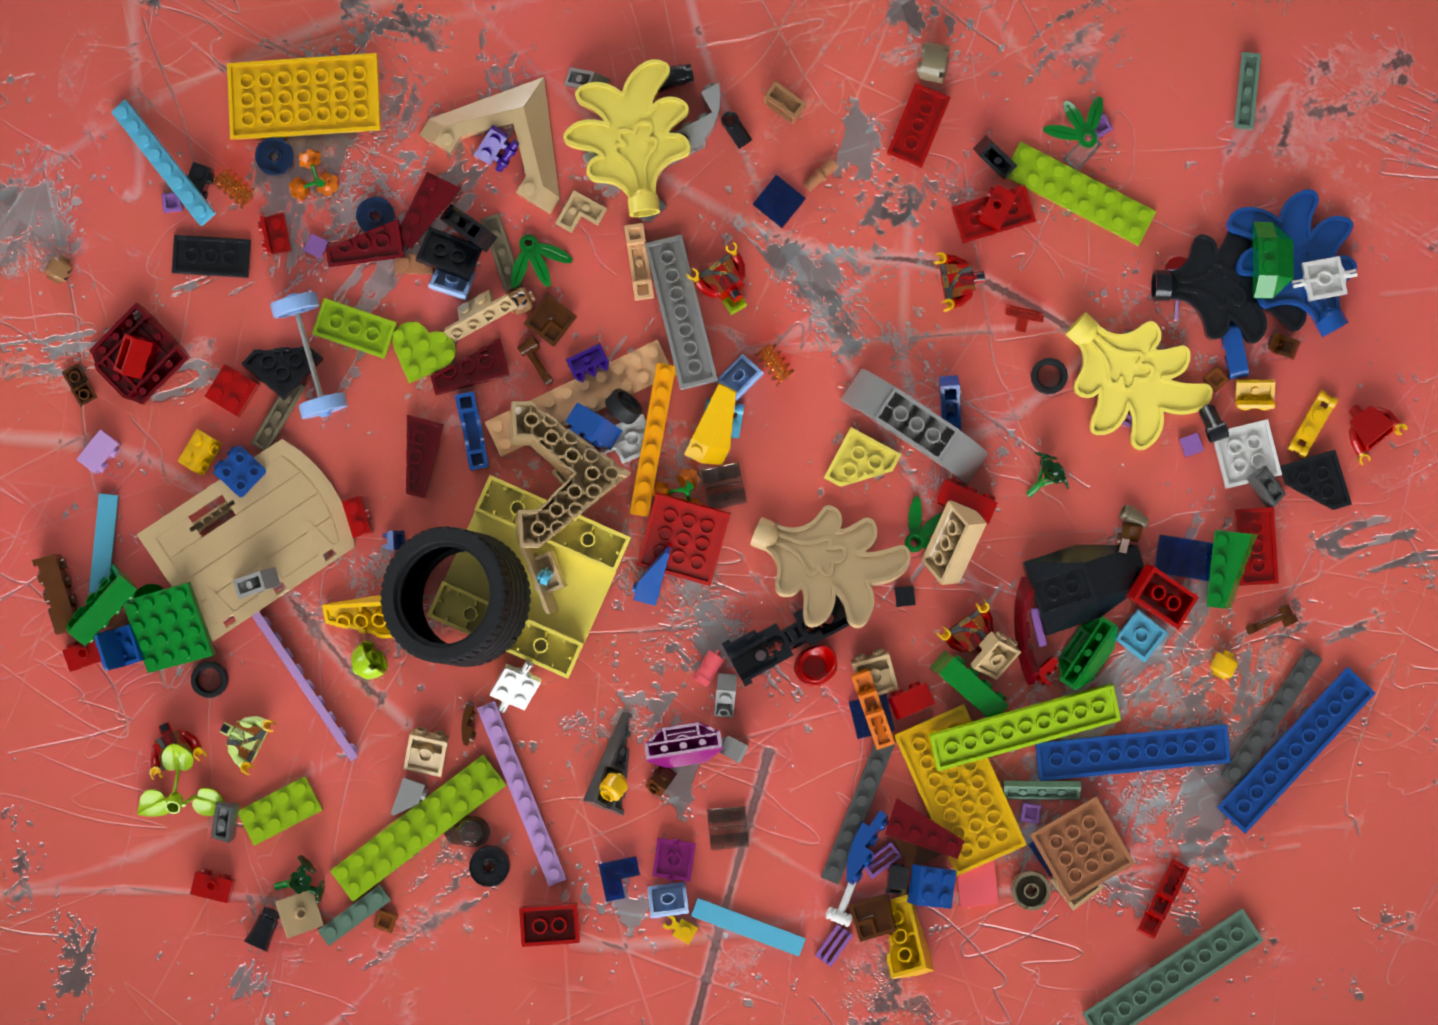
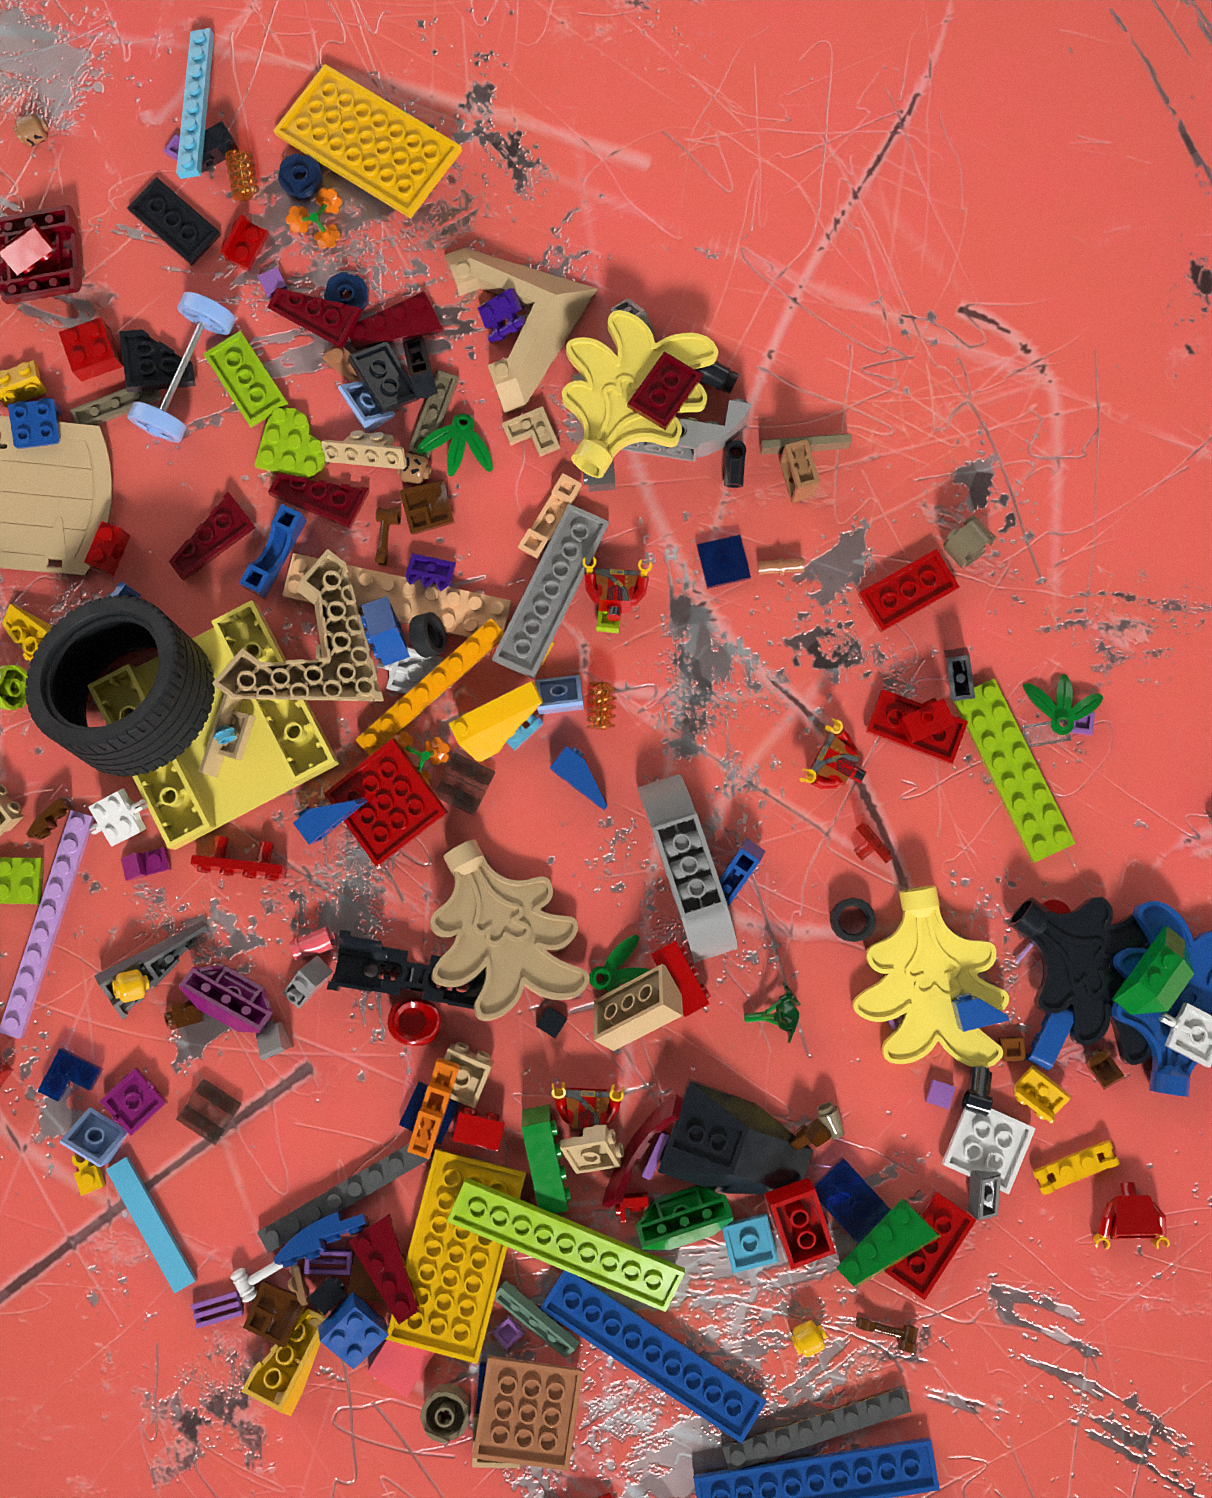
camera: 45 degrees right, 5 degrees down
(555, 704) = (145, 864): none -> magenta slope
(628, 653) = (248, 869): none -> red plate
(655, 121) = (664, 390): none -> dark red tile
(772, 77) = (816, 443): none -> dark tan tile
(791, 420) = (574, 770): none -> blue slope
(860, 459) = (611, 858): light yellow plate -> none
(872, 888) = (297, 1284): none -> medium nougat piece
(1172, 375) = (975, 1013): none -> blue slope
(1318, 479) = (1041, 1227): black plate -> none

